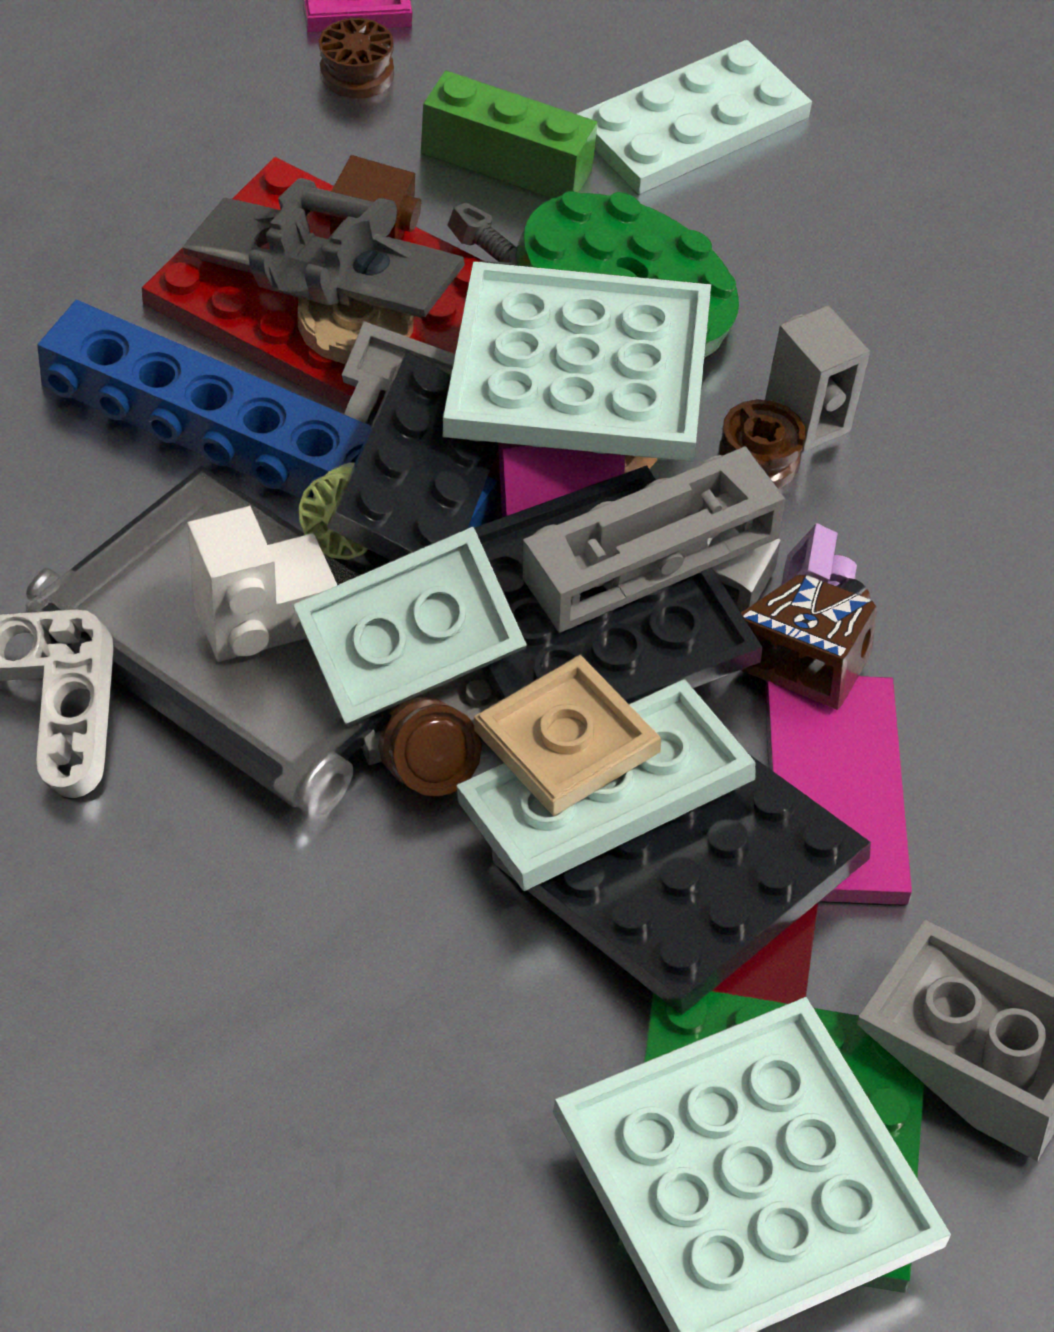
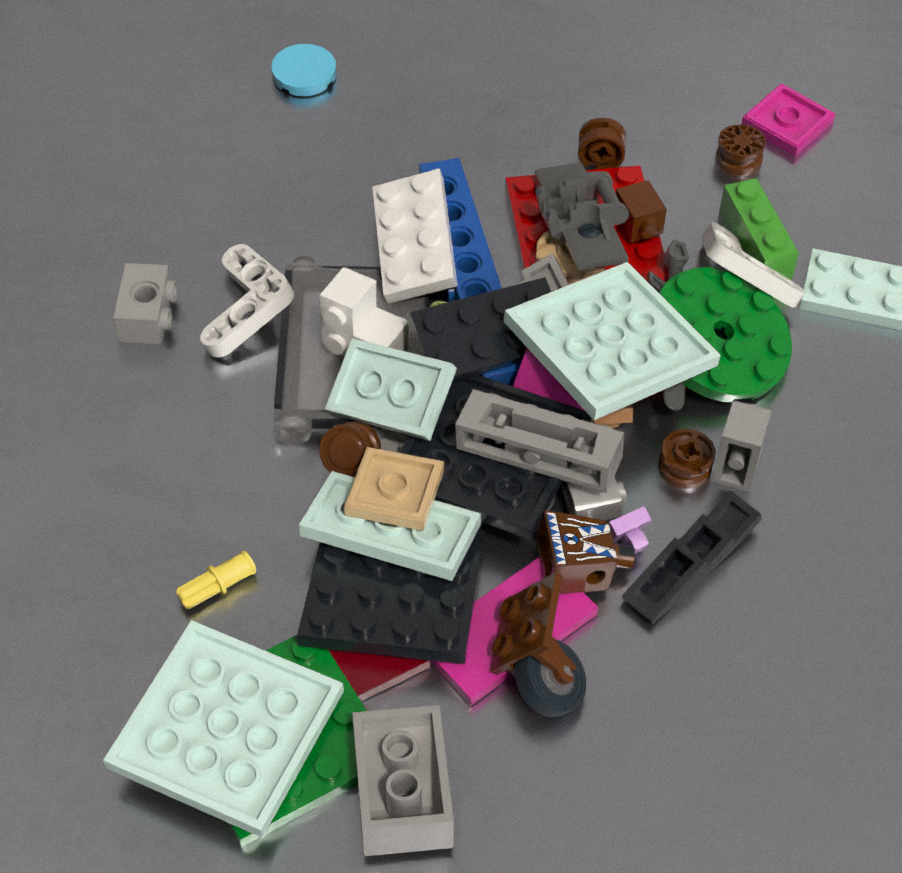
camera: 55 degrees right, 0 degrees up
(152, 431) = (414, 236): none -> white plate
(208, 160) = (602, 143): none -> reddish brown wheel
(477, 1041) = (216, 580): none -> light yellow axle
(549, 177) = (726, 250): none -> white beam
(903, 543) = (691, 557): none -> black slope
(910, 762) = (543, 667): none -> reddish brown plate

